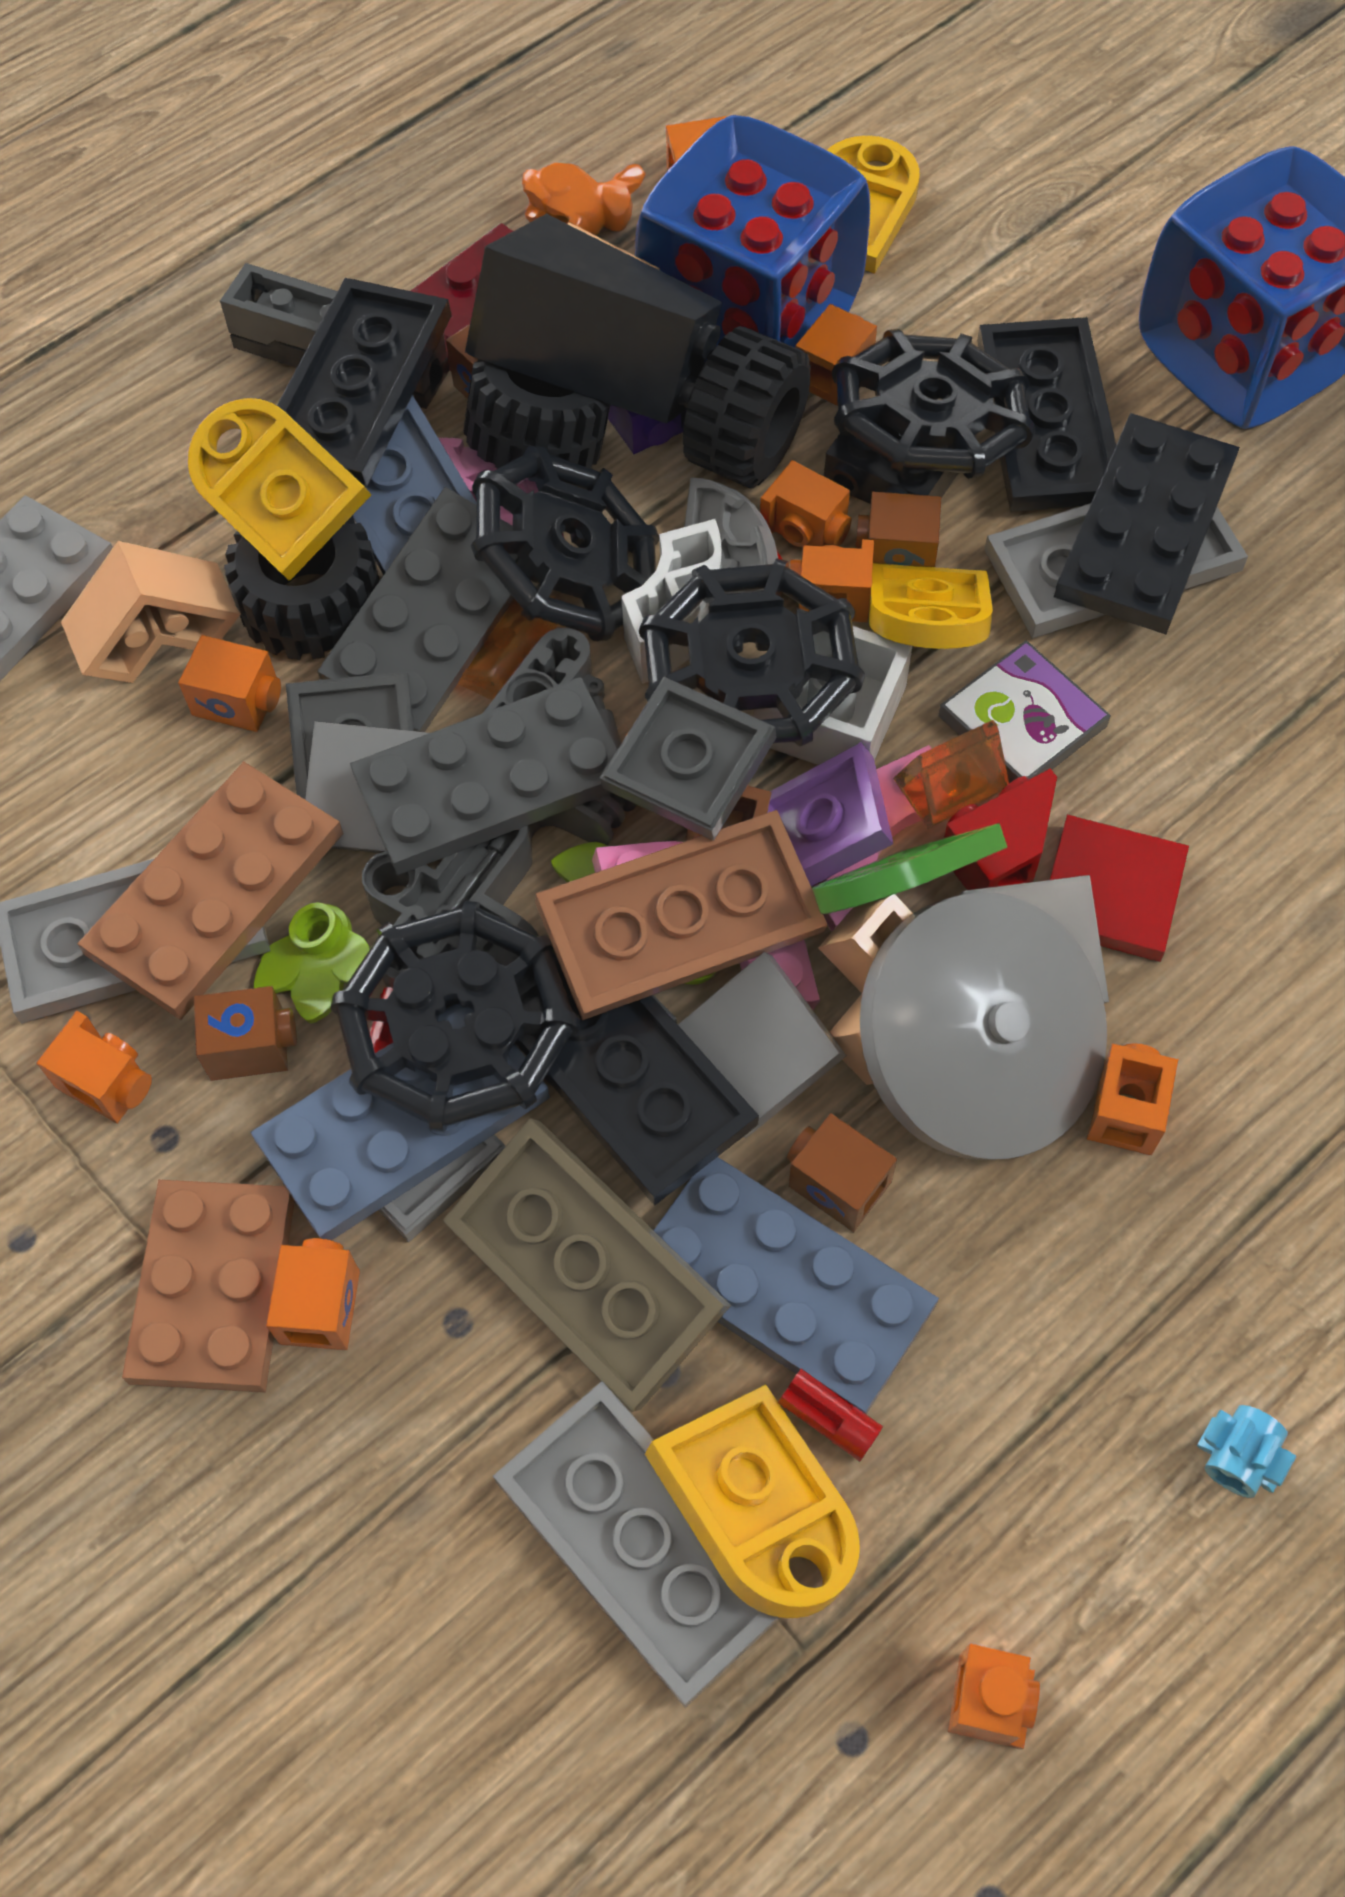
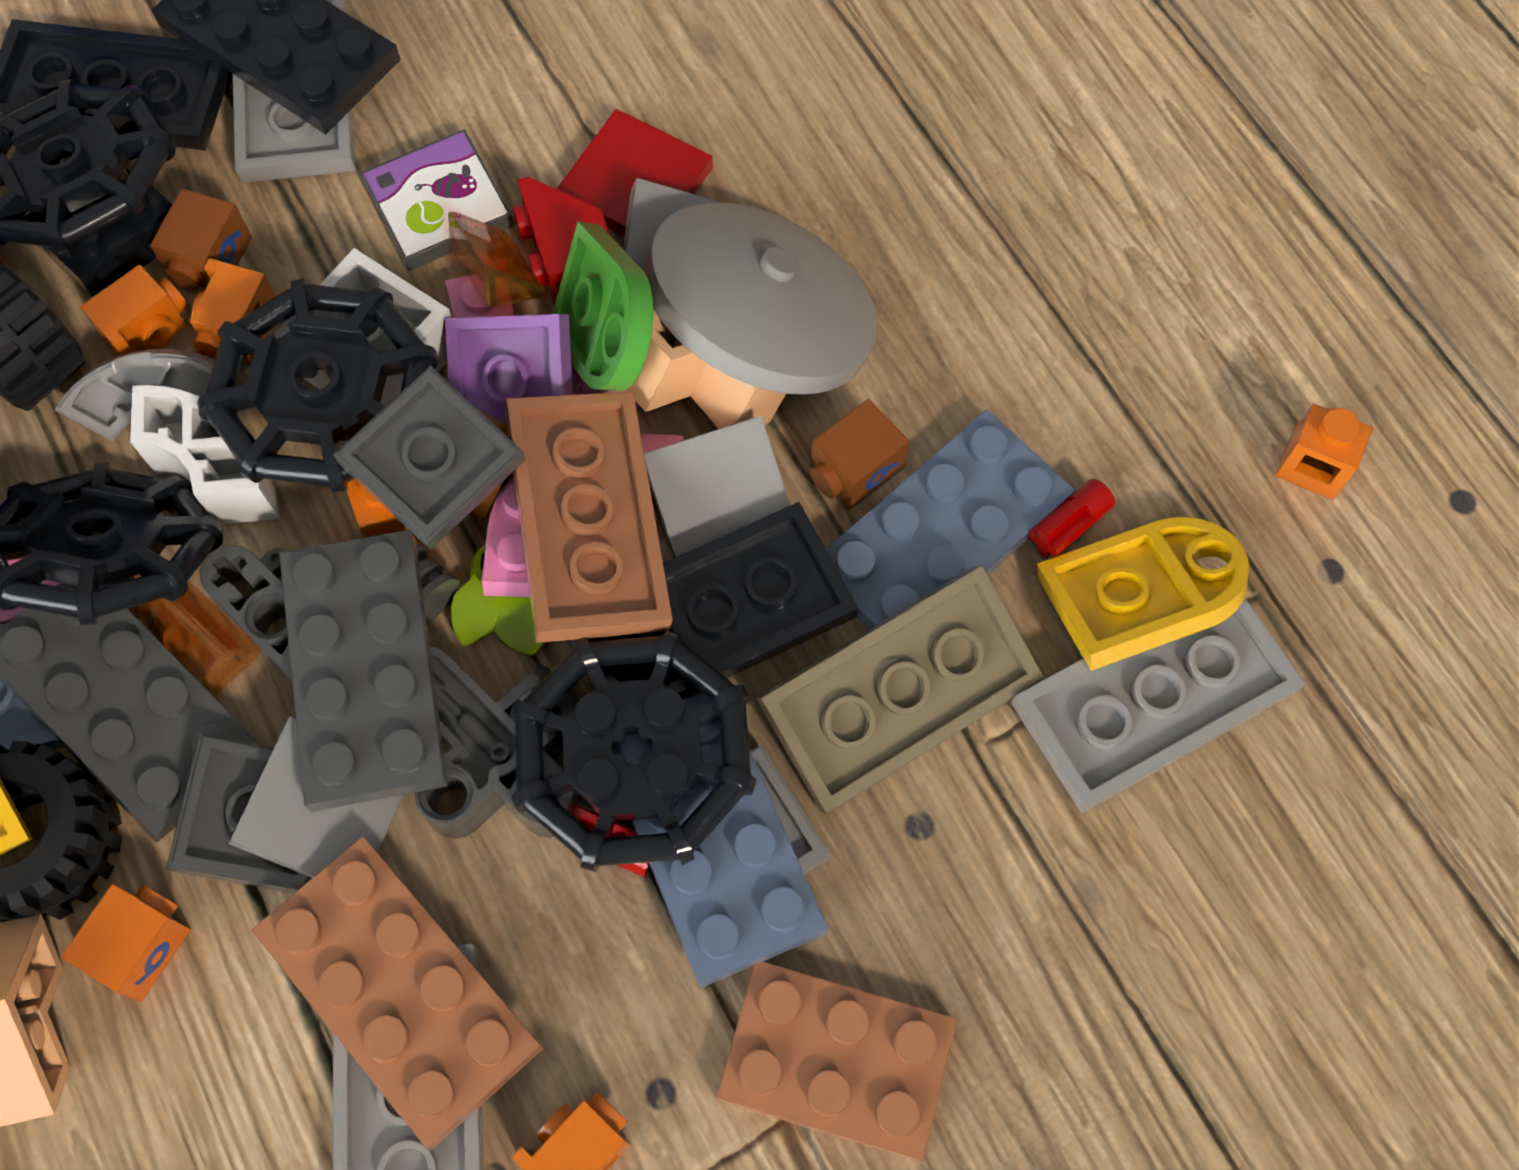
camera: 80 degrees left, 5 degrees up
(243, 1033) = (573, 982): dark orange brick -> none
(313, 965) = (516, 903): lime plate -> none
(314, 1295) = (878, 949): orange brick -> none
(930, 605) = (307, 227): yellow tile -> none
(1128, 1121) = (844, 212): orange brick -> none
(1246, 1451) = (1158, 221): medium azure gear -> none

